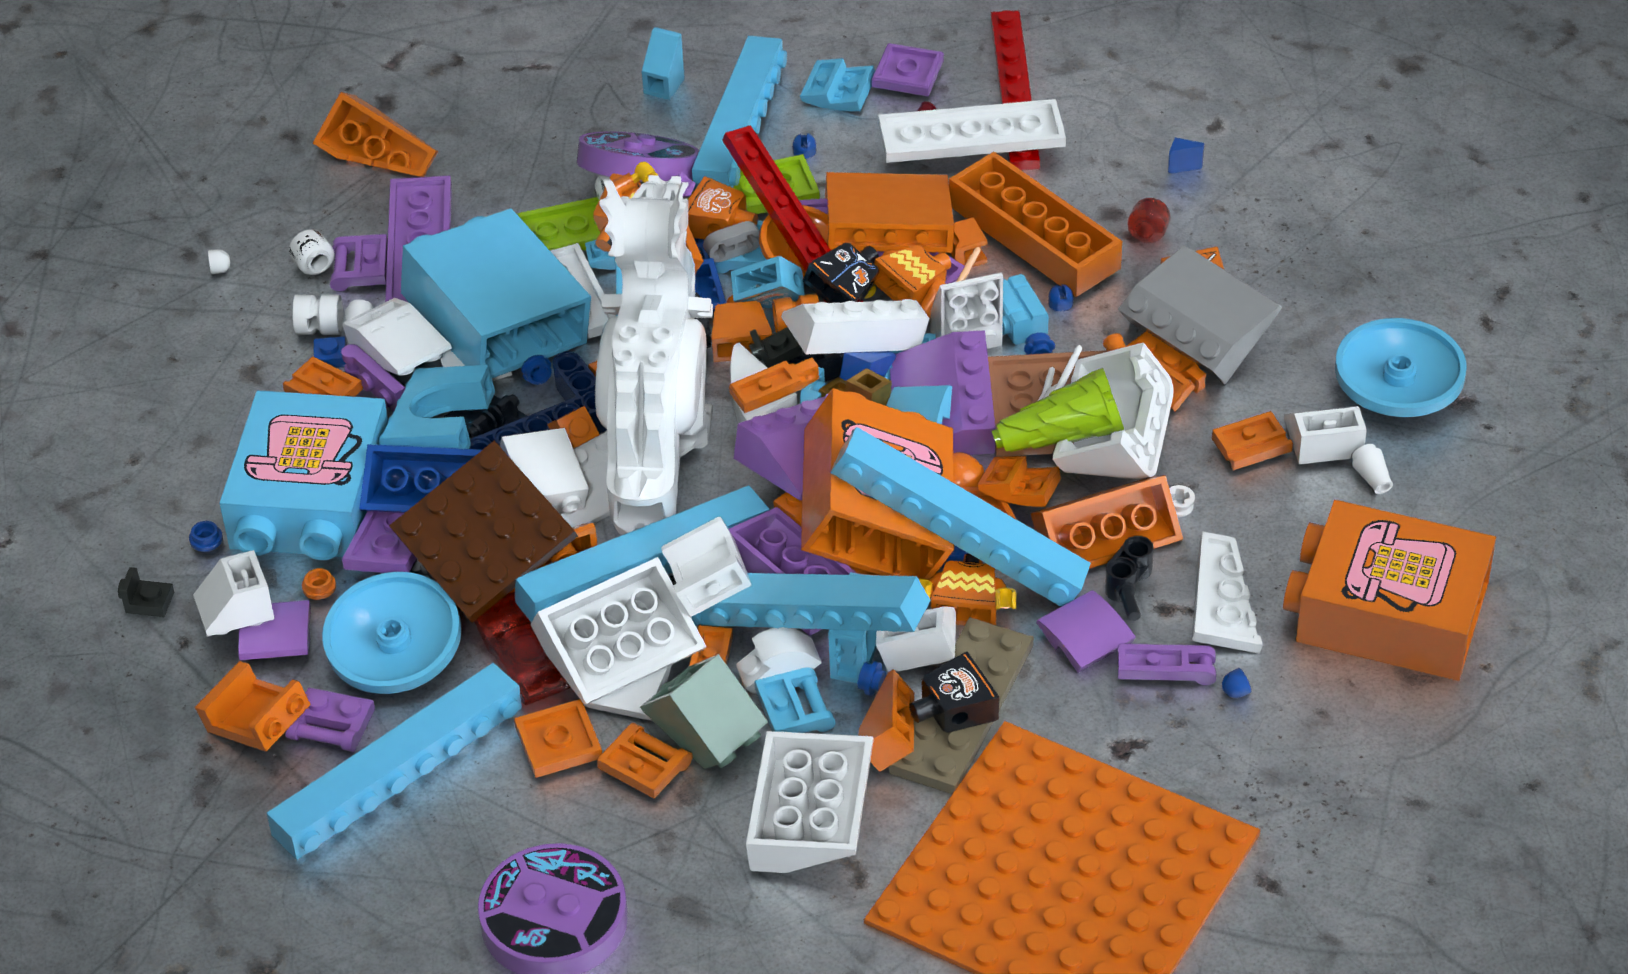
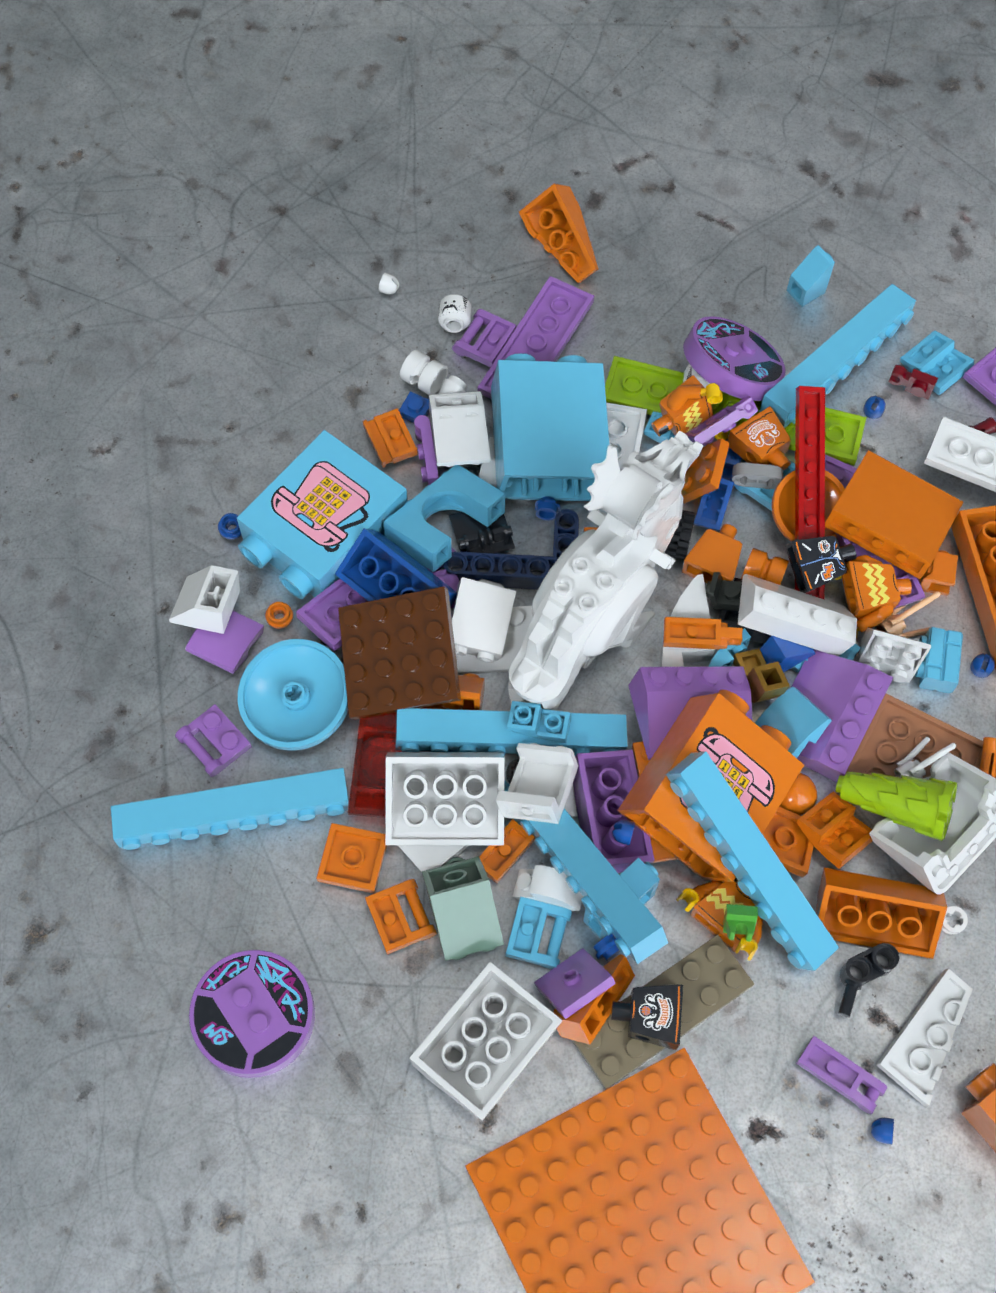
camera: 30 degrees right, 20 degrees up
(144, 596) = (160, 553): pearl dark grey bracket -> none
(251, 708) = (163, 702): orange panel -> none
(577, 425) = (526, 587): orange brick -> none
(659, 526) = (538, 722): none -> medium azure slope
(776, 280) = (767, 536): medium azure torso -> none
(819, 563) = (623, 831): none -> blue hinge
(832, 107) = (916, 383): none -> dark red plate
(865, 708) = (574, 983): none -> medium lavender plate
(928, 645) = (681, 931): white slope -> none
(982, 577) = (740, 920): none -> bright green tile
(1039, 344) = (935, 705): blue plate -> none
(1086, 630) = (799, 1002): medium lavender slope -> none

